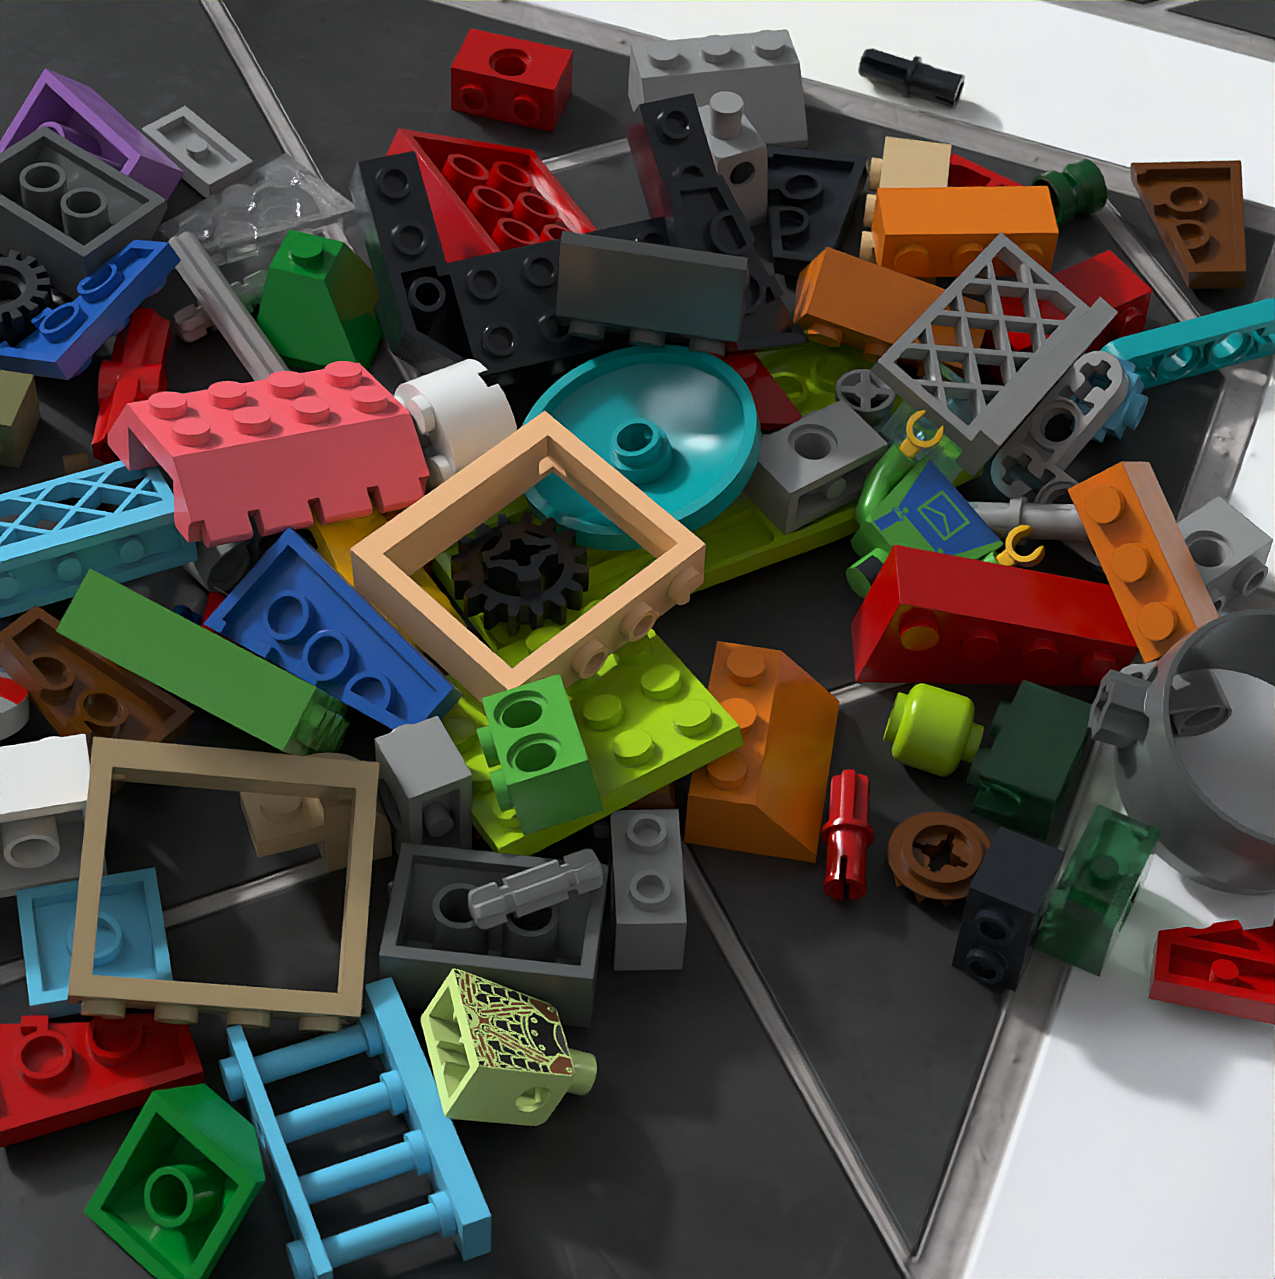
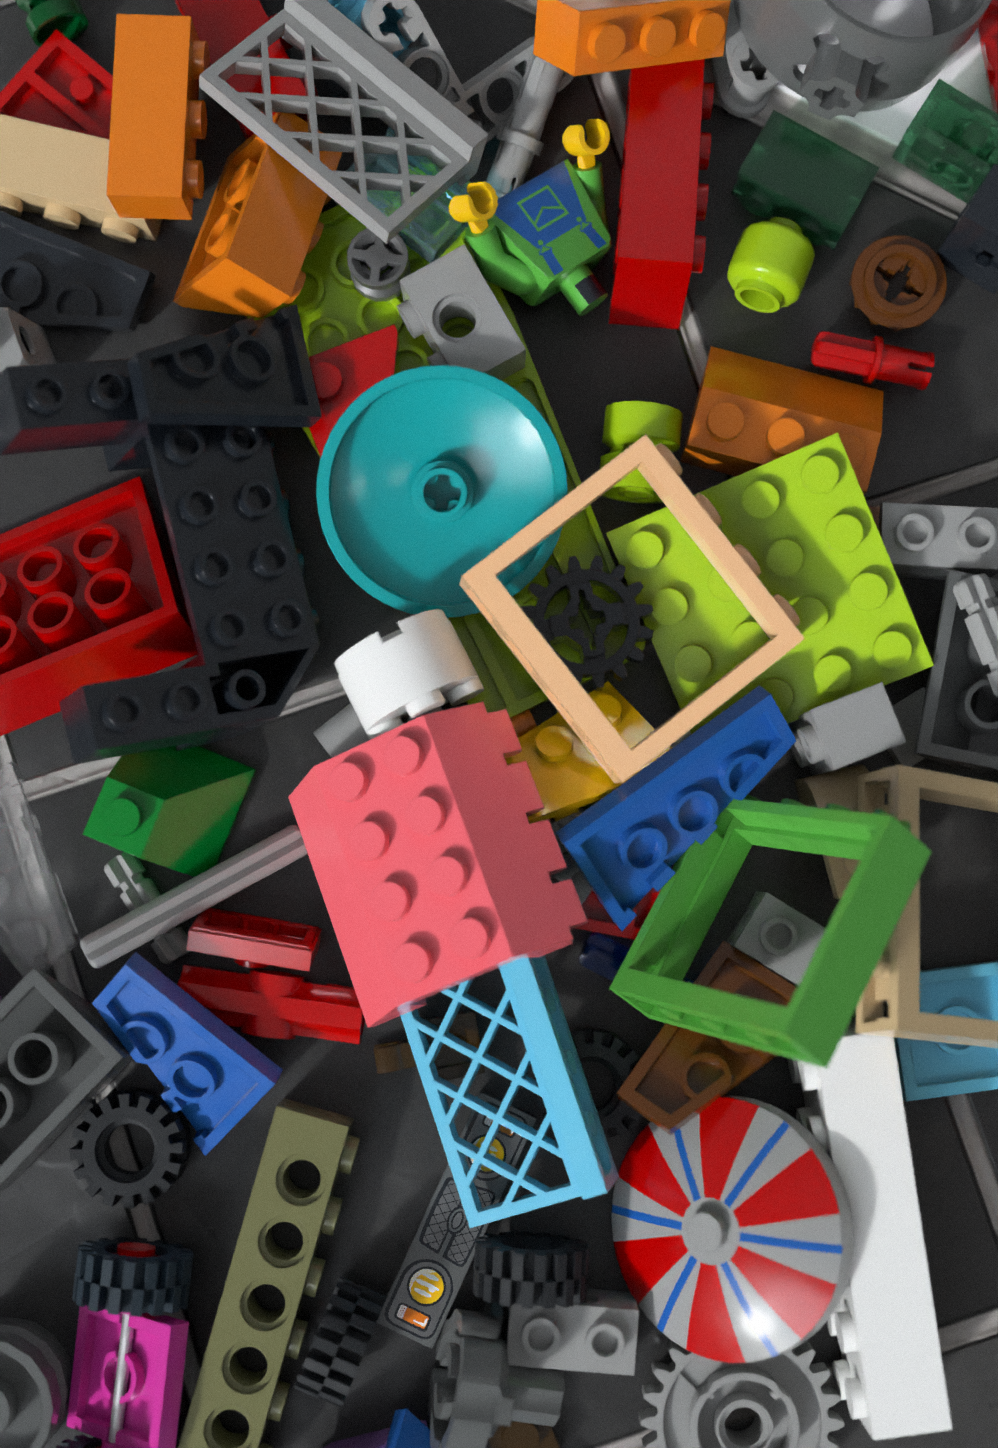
camera: 80 degrees left, 35 degrees up
(174, 820) = (777, 936): none -> light grey brick
(196, 354) = (254, 939): none -> red plate
(540, 755) = (867, 602): bright green brick -> none
(651, 293) = (285, 445): dark grey slope -> none
(697, 626) = (623, 426): none -> lime wheel

